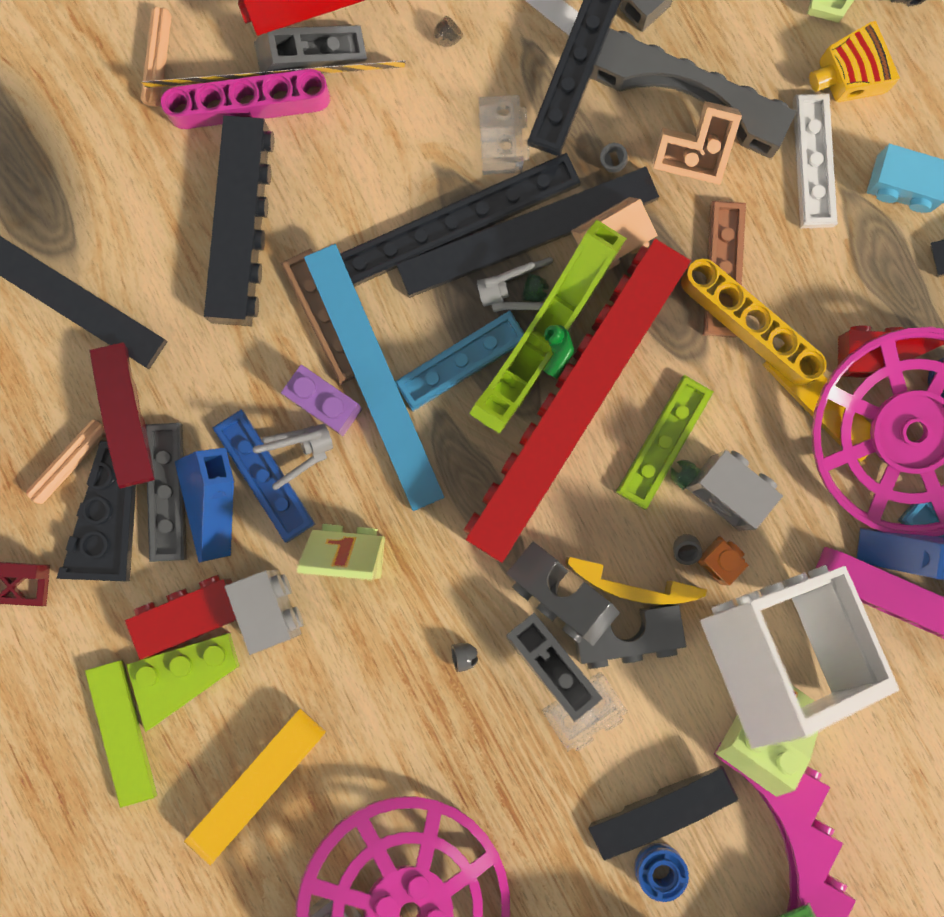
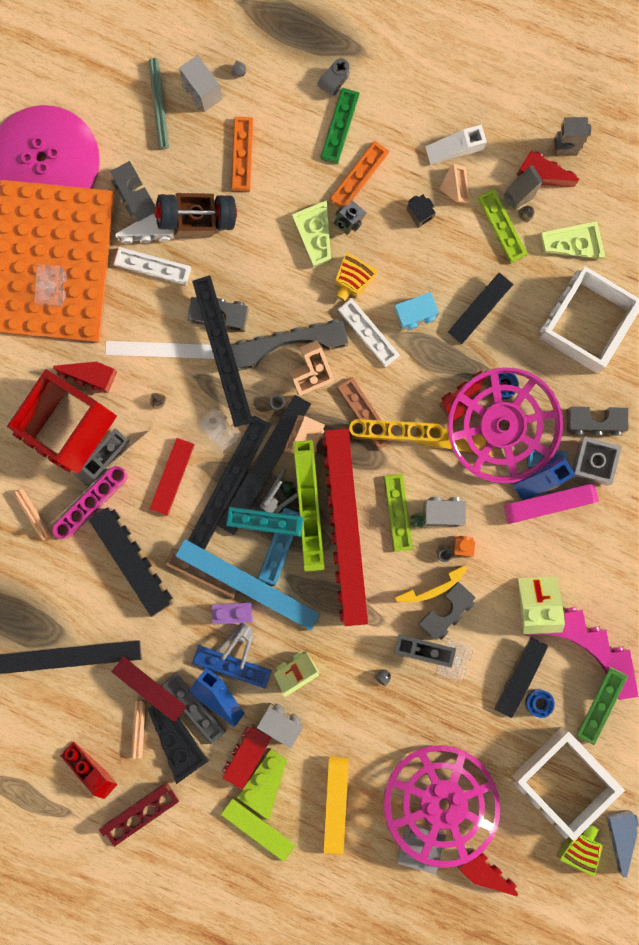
camera: 35 degrees left, 0 degrees up
(387, 151) = (172, 476): none -> red tile
(468, 306) = (265, 521): none -> teal tile
(561, 348) = (322, 510): green arm -> none
(584, 612) = (419, 617): dark grey arch -> none
(838, 636) = (536, 541): white window -> none

